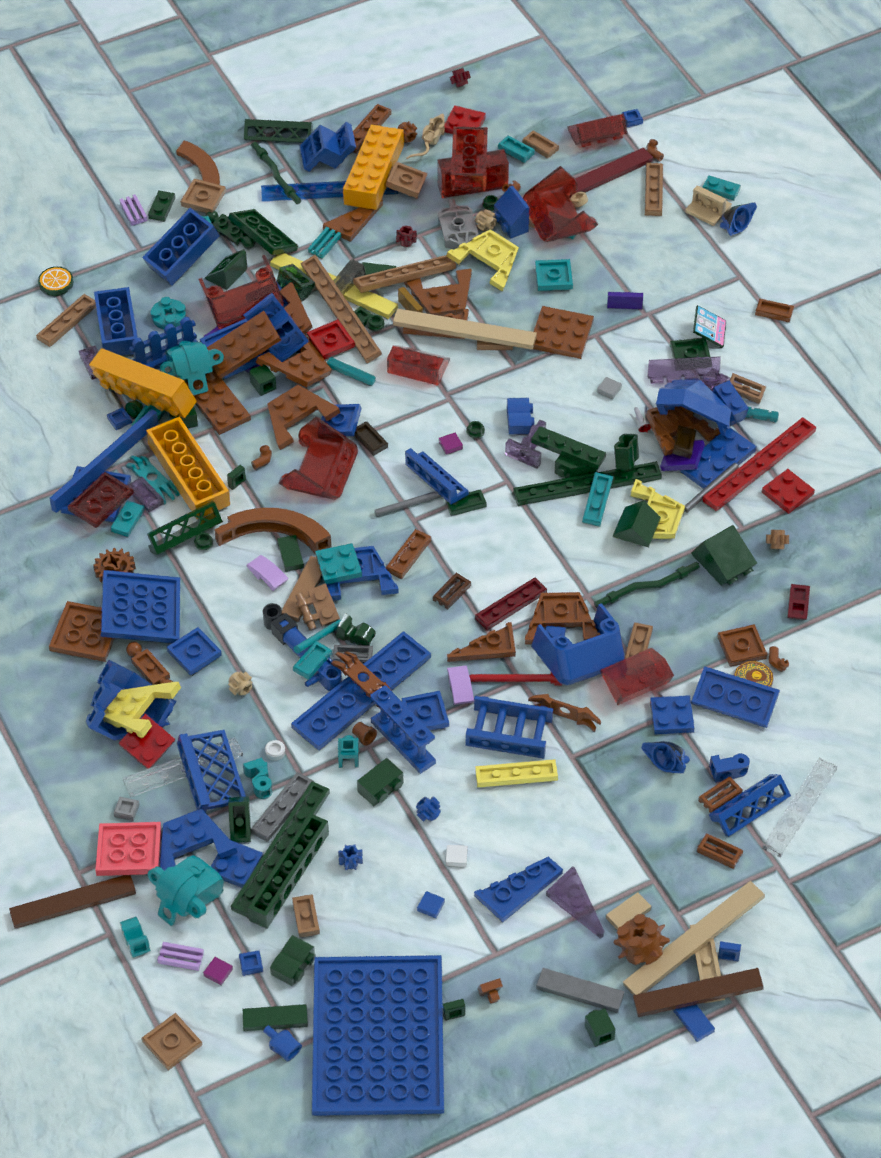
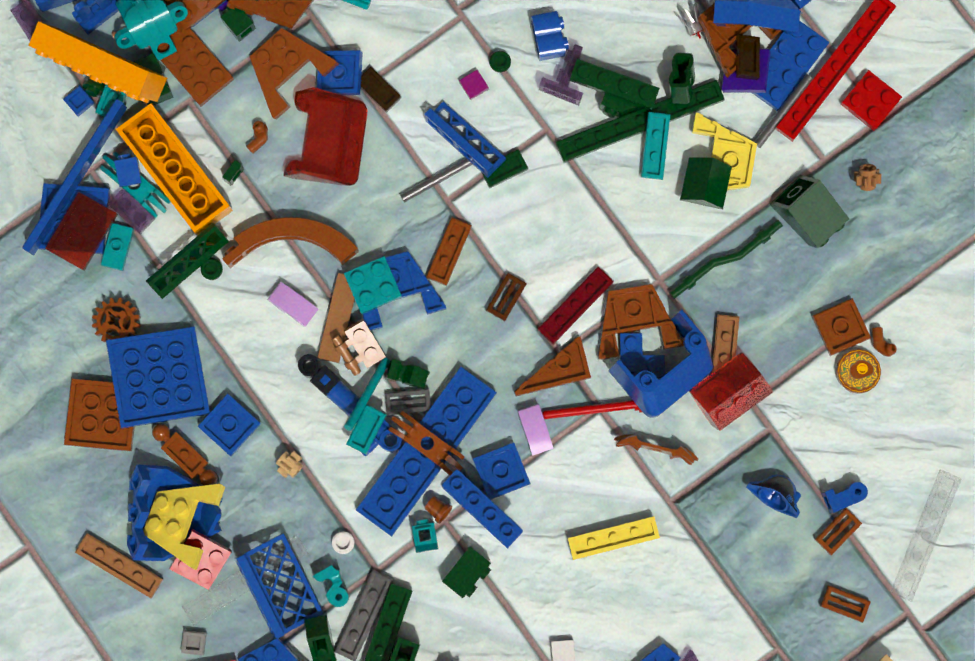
camera: 10 degrees left, 30 degrees up
(74, 743) = (119, 565): none -> medium nougat tile
(149, 462) = (127, 170): none -> blue brick
(290, 553) = (313, 270): dark green tile -> none
(428, 809) = (524, 601): blue gear -> none
(507, 743) = (608, 497): blue fence -> none
(672, 714) = (773, 433): blue plate -> none
(735, 697) = (842, 404): blue plate -> none
(745, 799) = (869, 537): blue fence -> none
(798, 601) = (898, 259): dark red slope -> none

